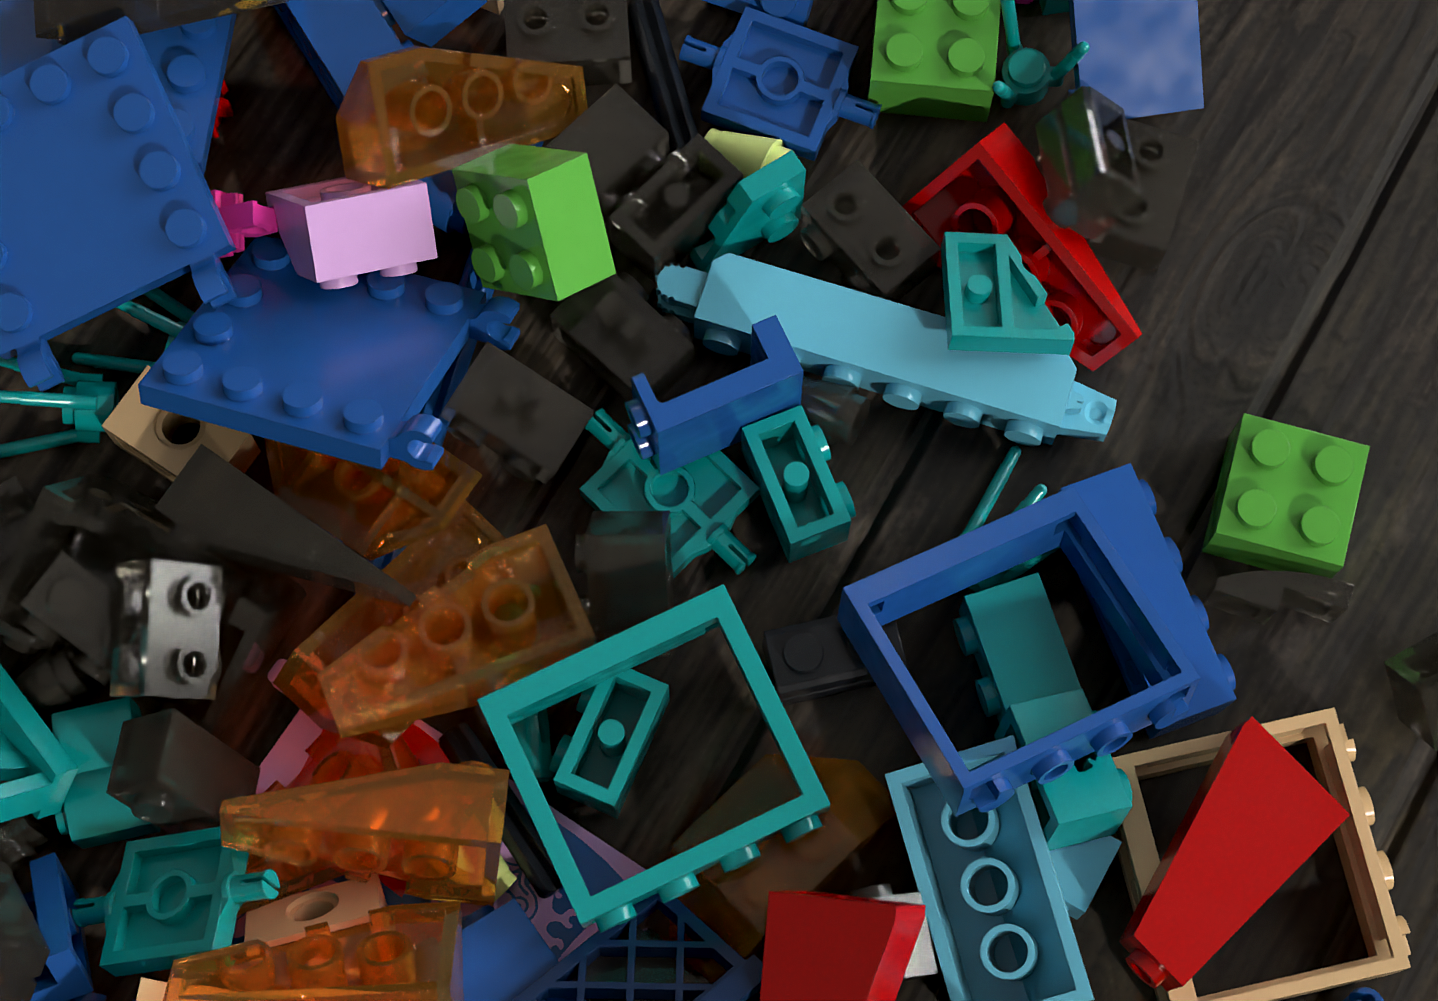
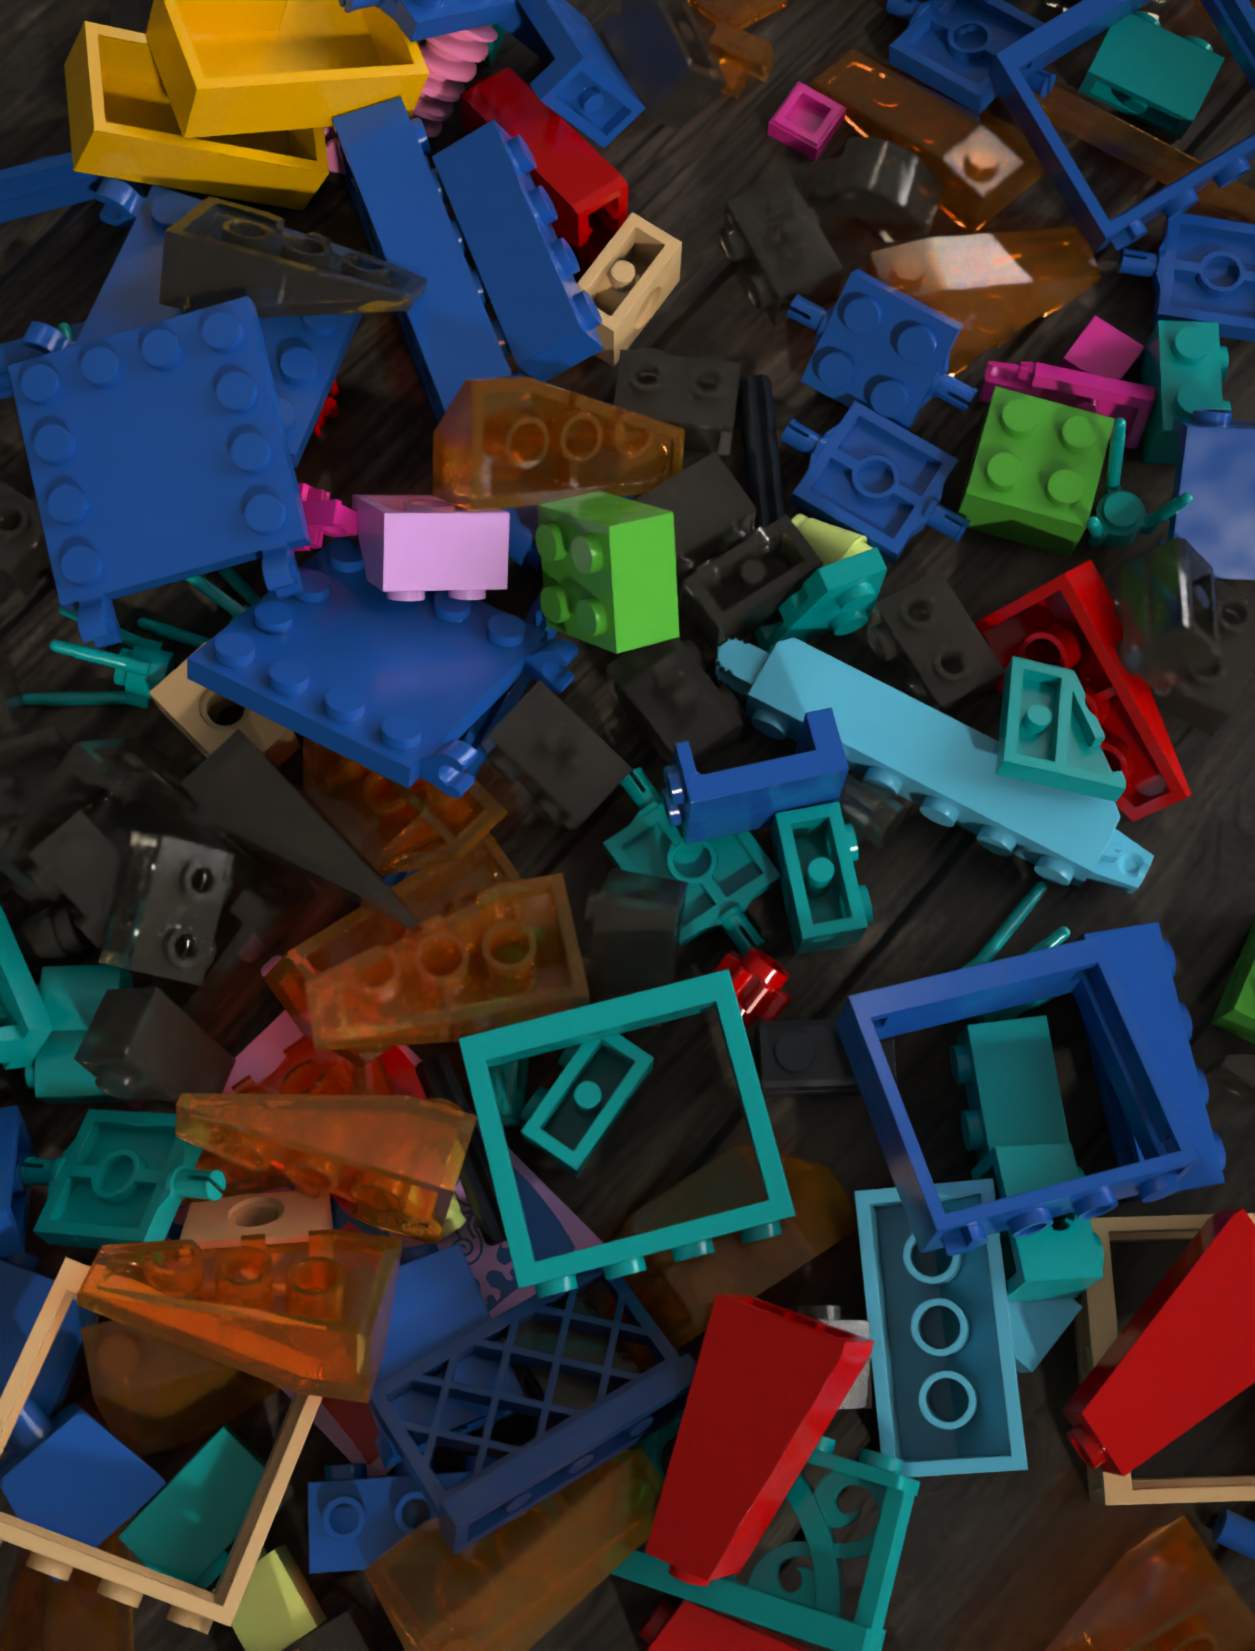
camera: 10 degrees right, 0 degrees up
(756, 597) = (756, 984): none -> red gear

